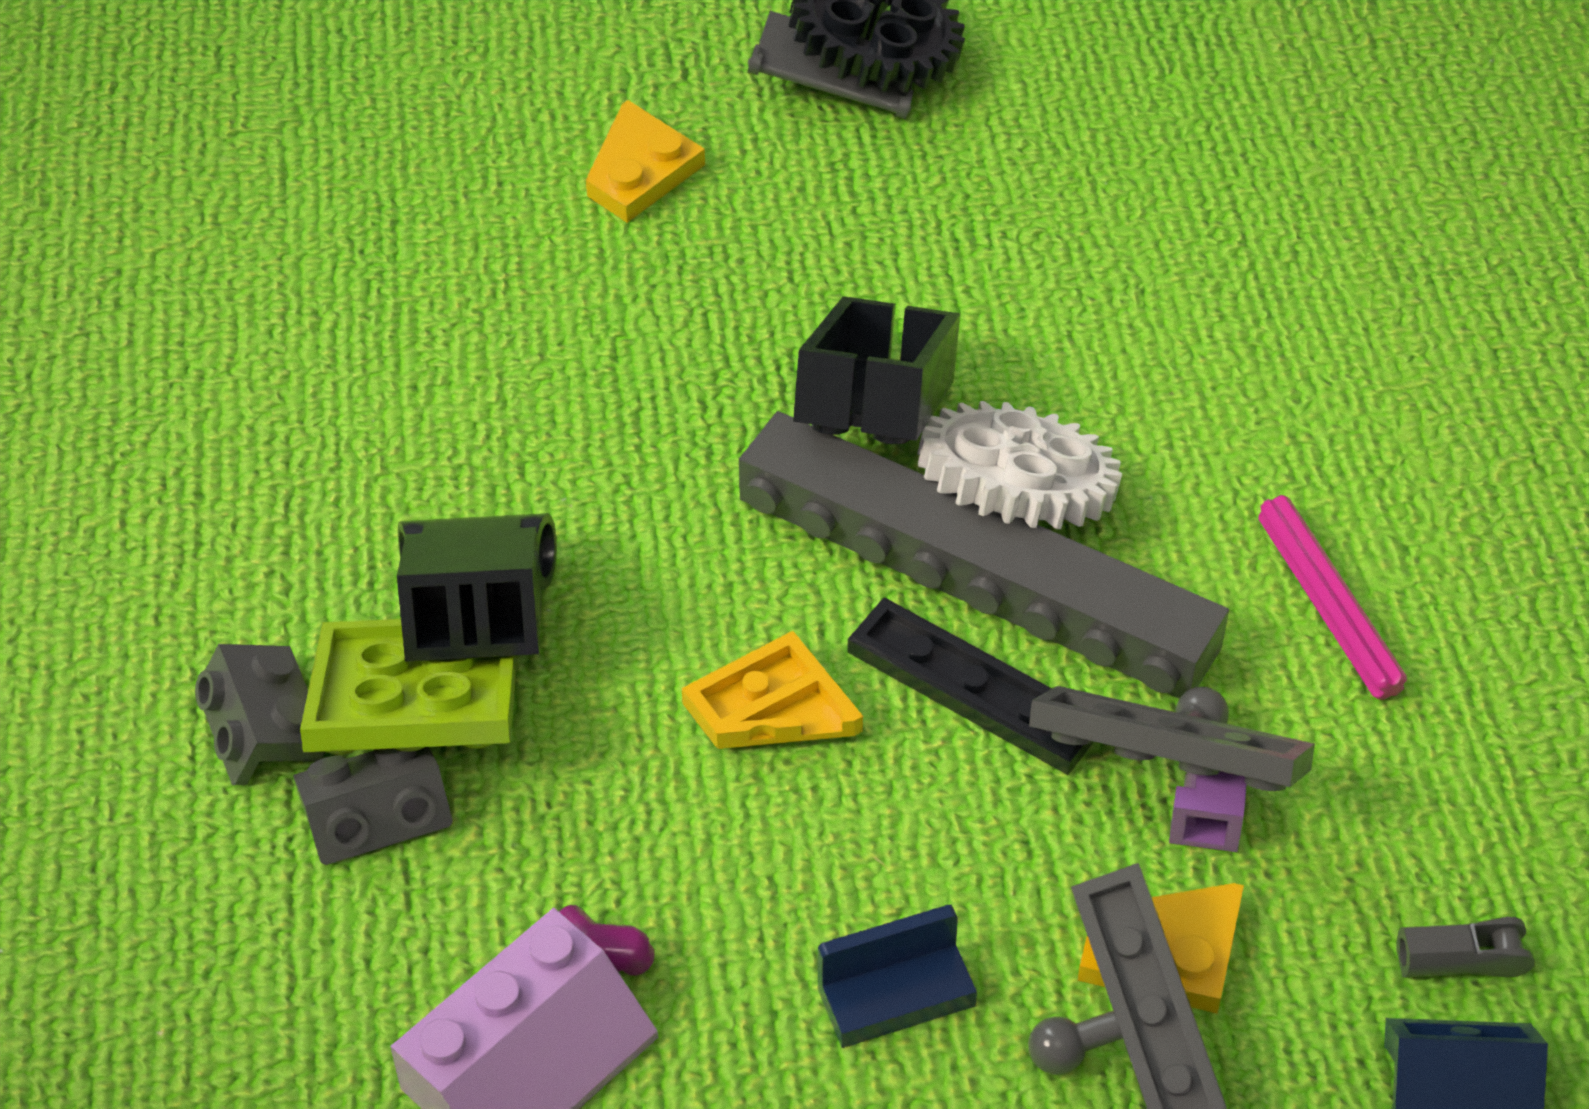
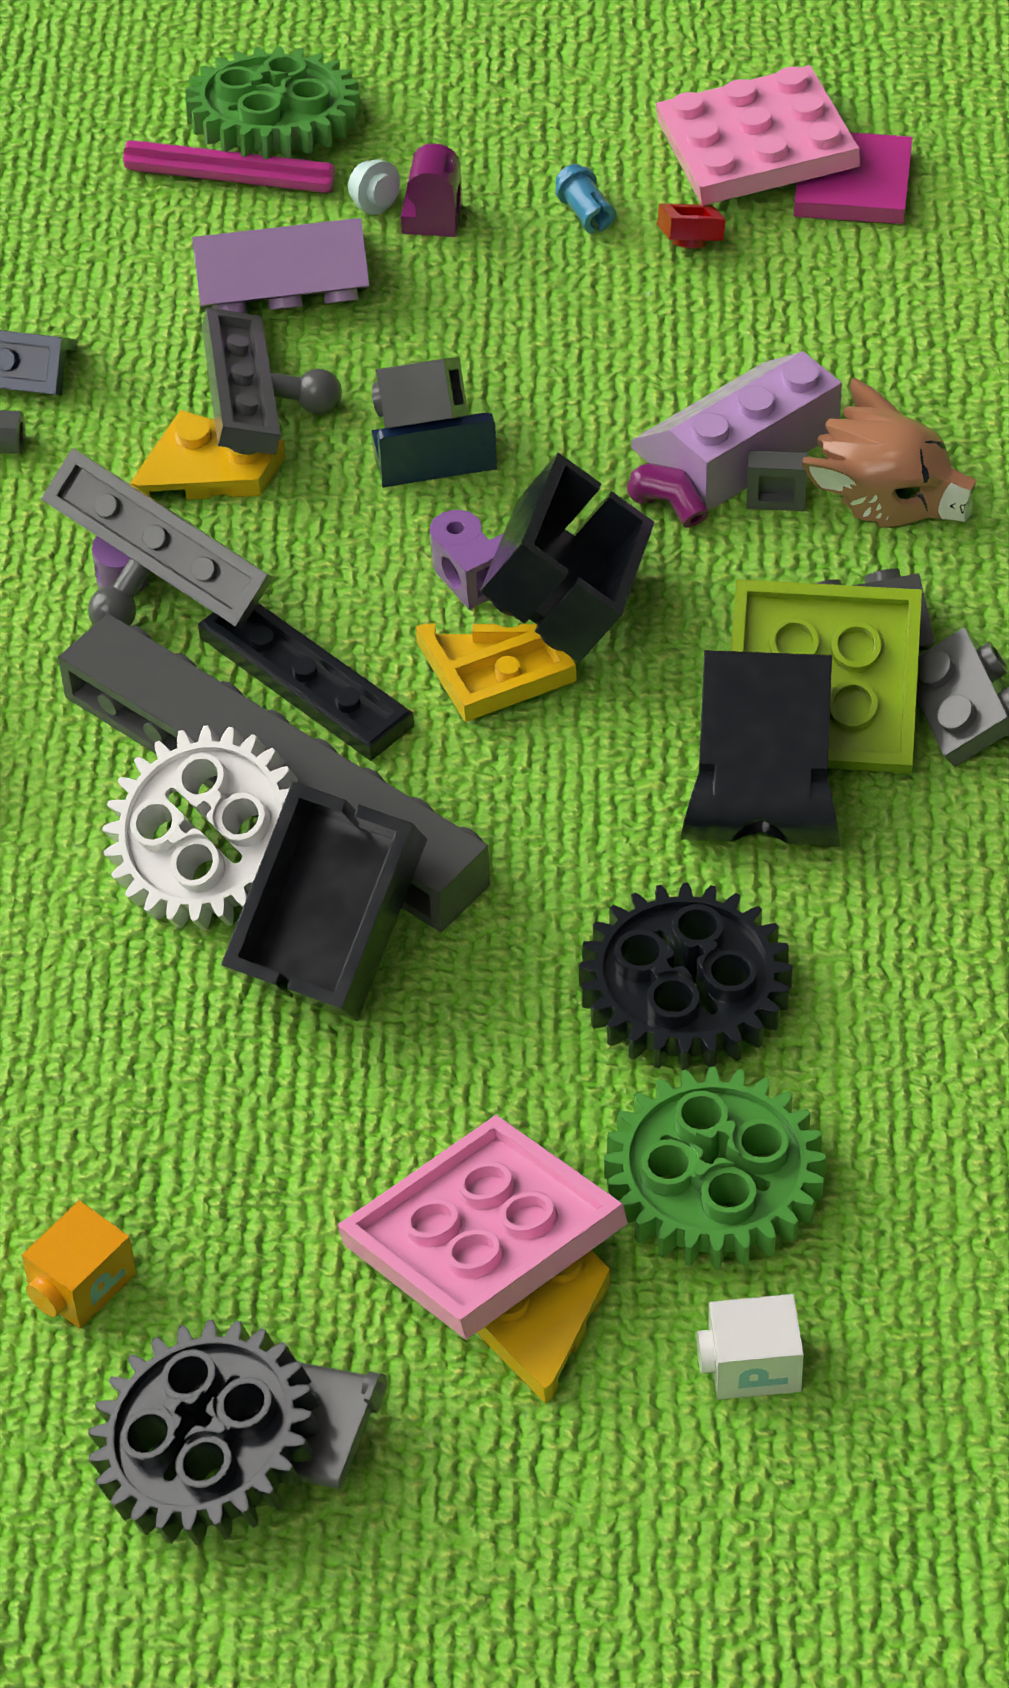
camera: 170 degrees left, 0 degrees up
(337, 971) = (887, 451): none -> nougat piece
(464, 952) = (776, 481): none -> dark grey plate
(467, 133) = (752, 1347): none -> white brick
(504, 253) = (715, 1167): none -> bright green gear
(541, 401) = (633, 982): none -> black gear
(691, 176) = (482, 1226): none -> bright pink plate
(699, 746) = (565, 580): none -> black piece
(823, 820) = (462, 554): none -> medium lavender leg
(914, 968) = (420, 392): none -> dark grey slope
(1012, 137) = (78, 1265): none -> light orange brick

